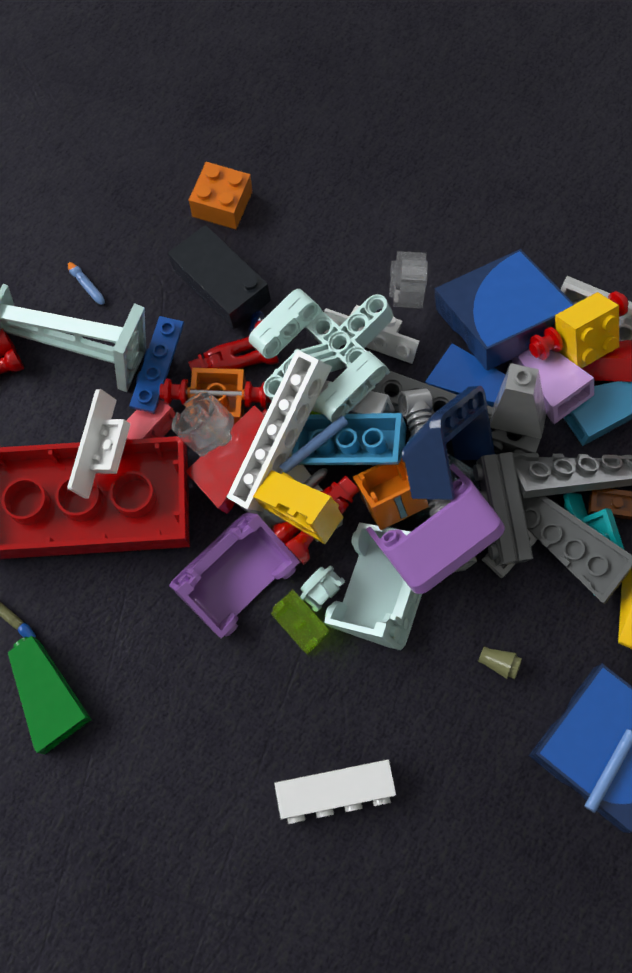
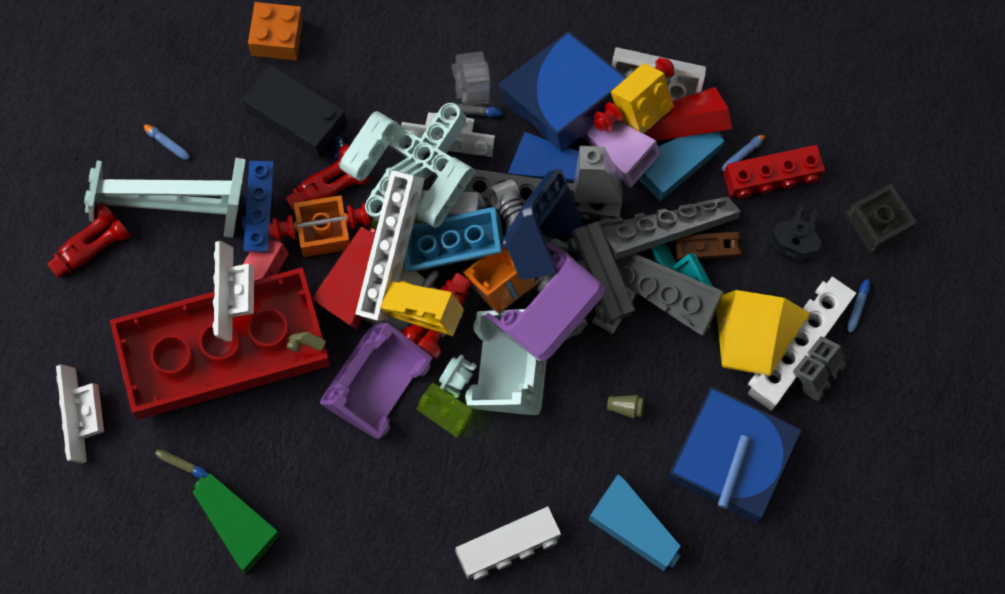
camera: 20 degrees left, 0 degrees up
(164, 512) = (305, 338): none -> olive arm
(203, 423) = (319, 252): clear brick -> none
(313, 444) = (422, 251): medium blue bar -> none
(419, 317) = (481, 111): none -> flat silver piece
(482, 802) = (633, 524): none -> dark azure slope

